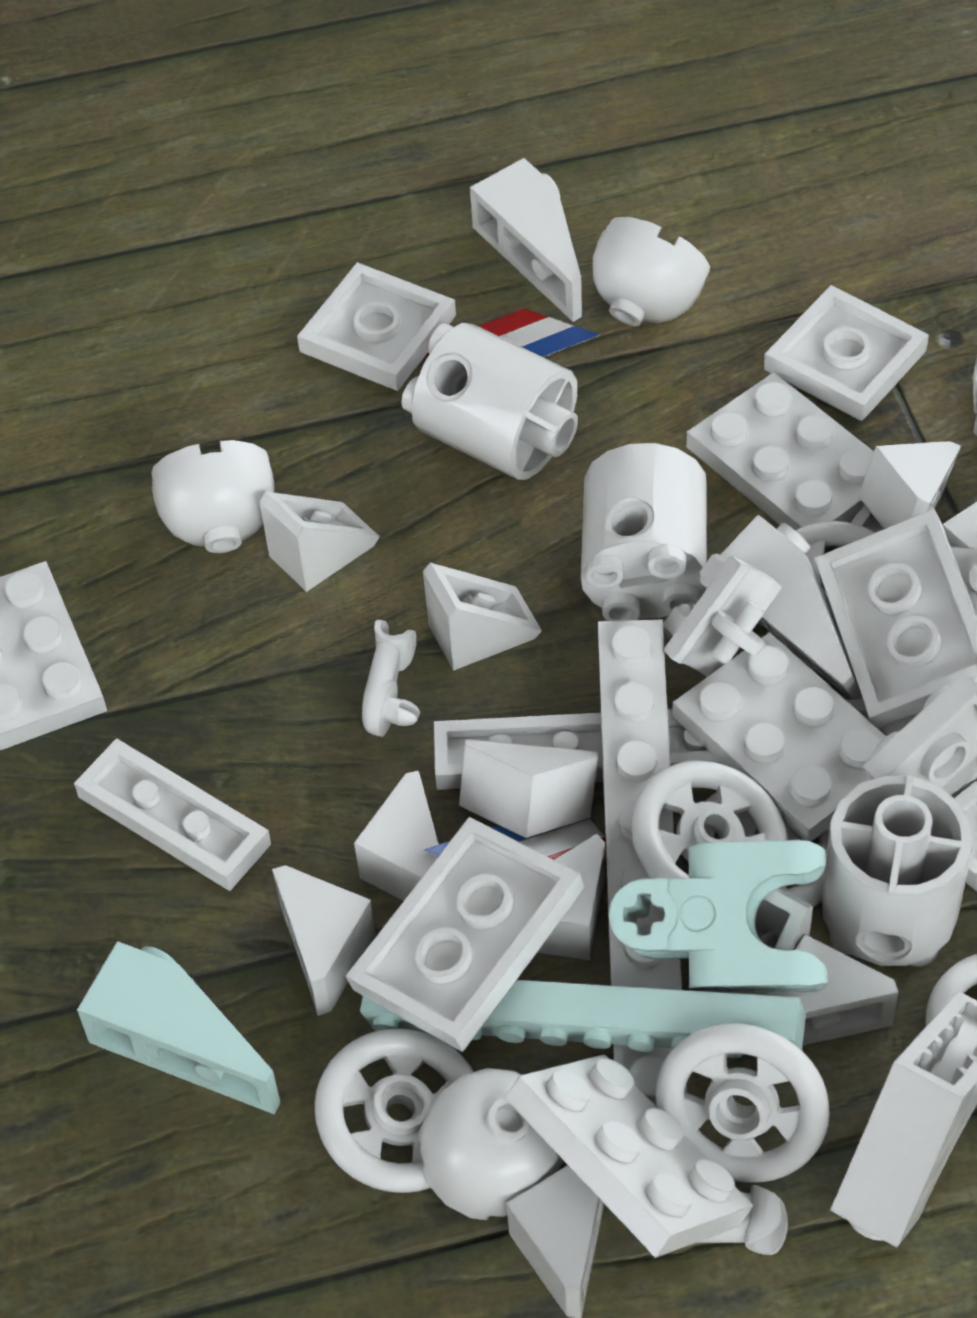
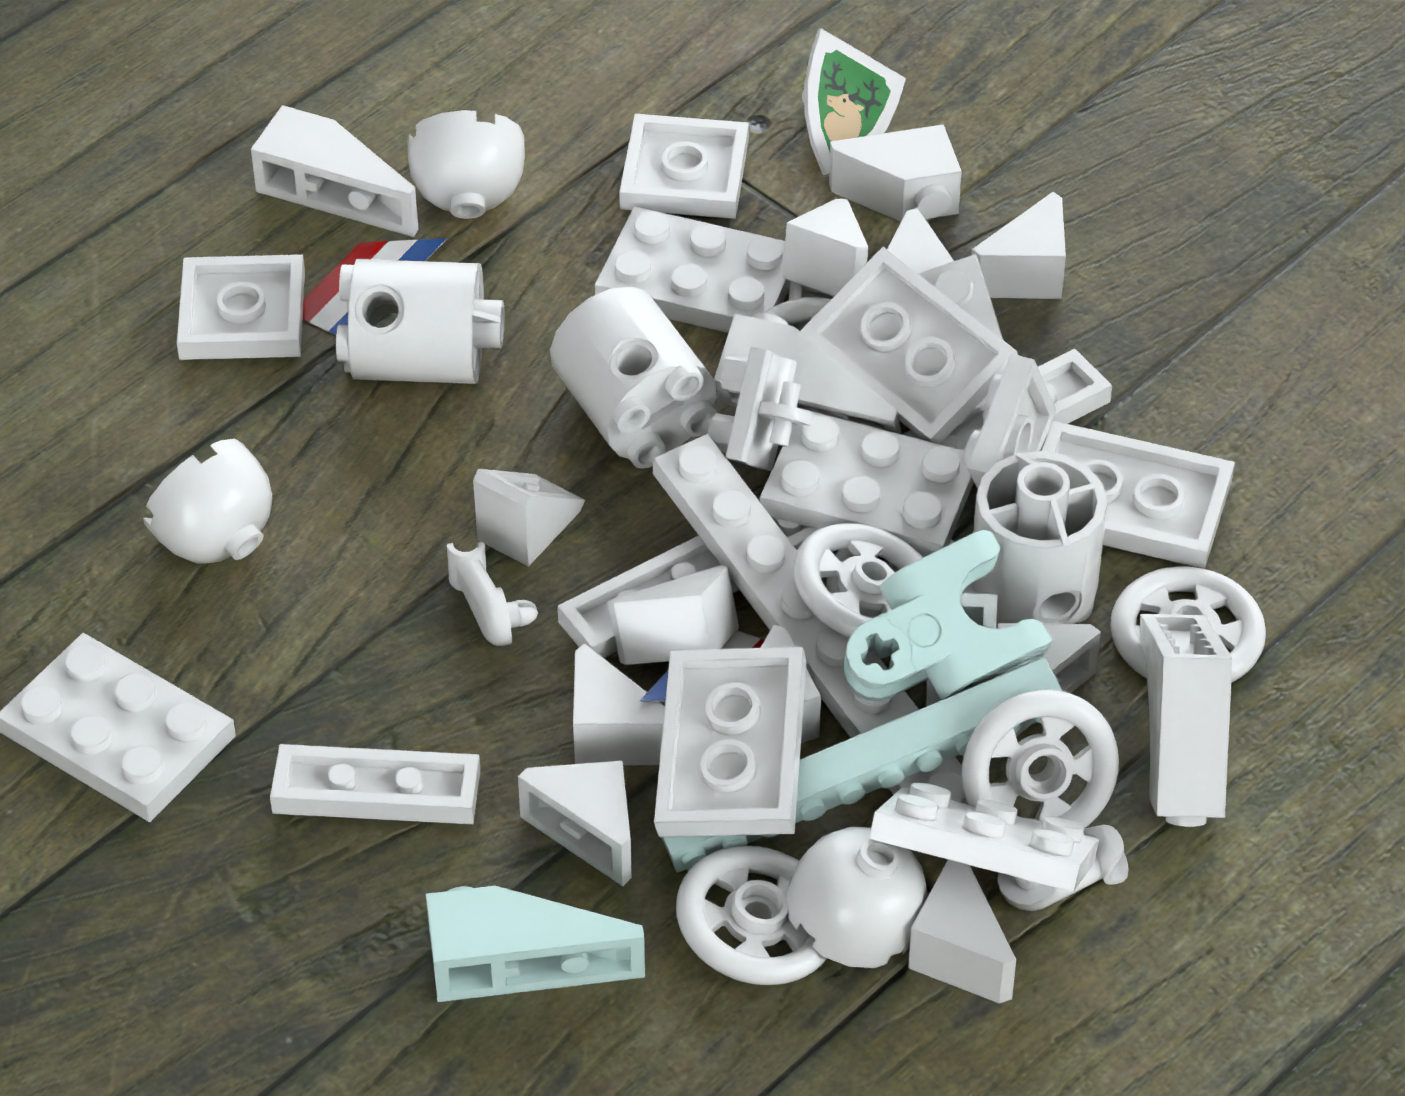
camera: 35 degrees left, 5 degrees down
(312, 536) = (323, 510): white slope -> none

